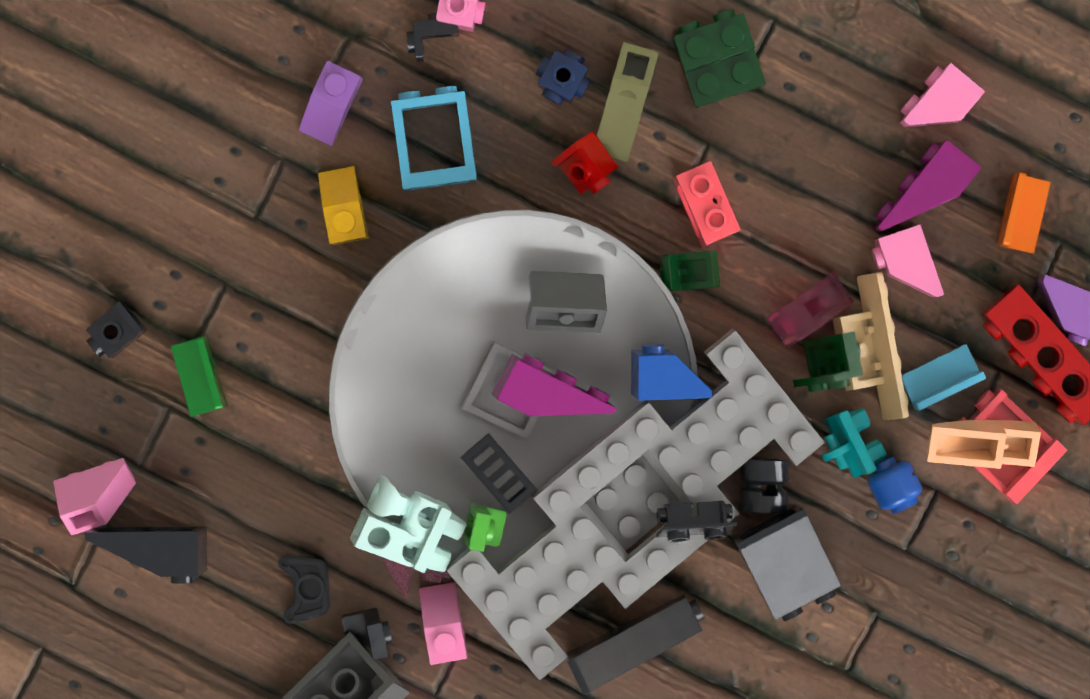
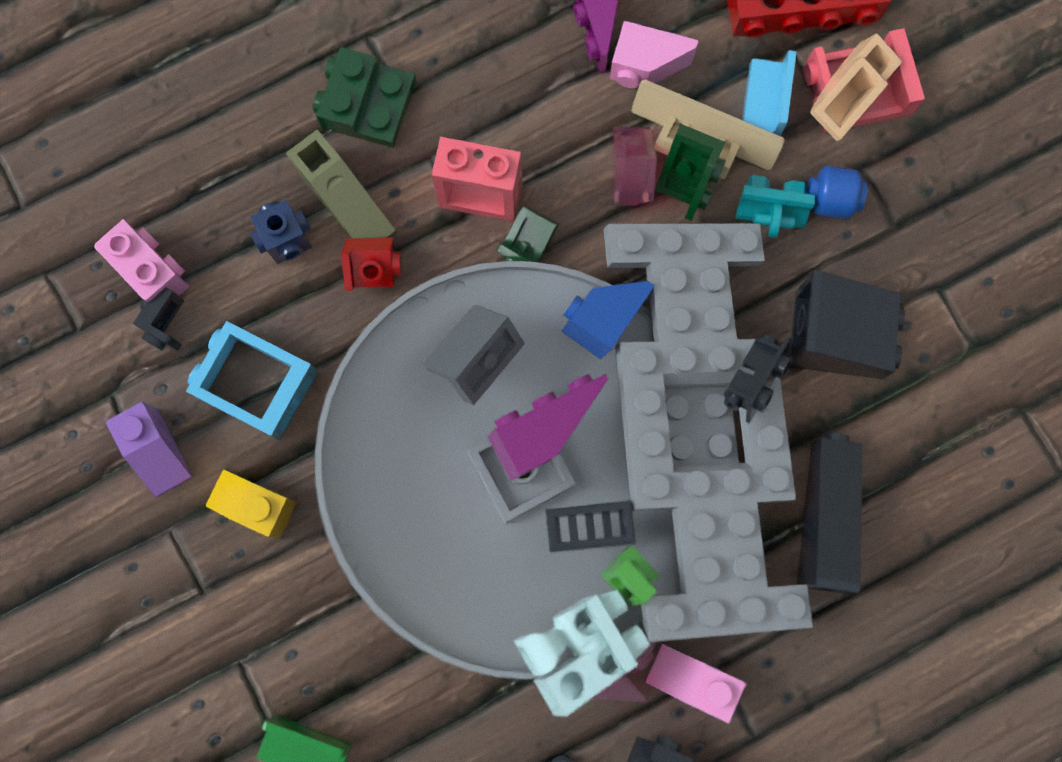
camera: 55 degrees left, 10 degrees down
(765, 472) = (762, 302): black wheel -> none

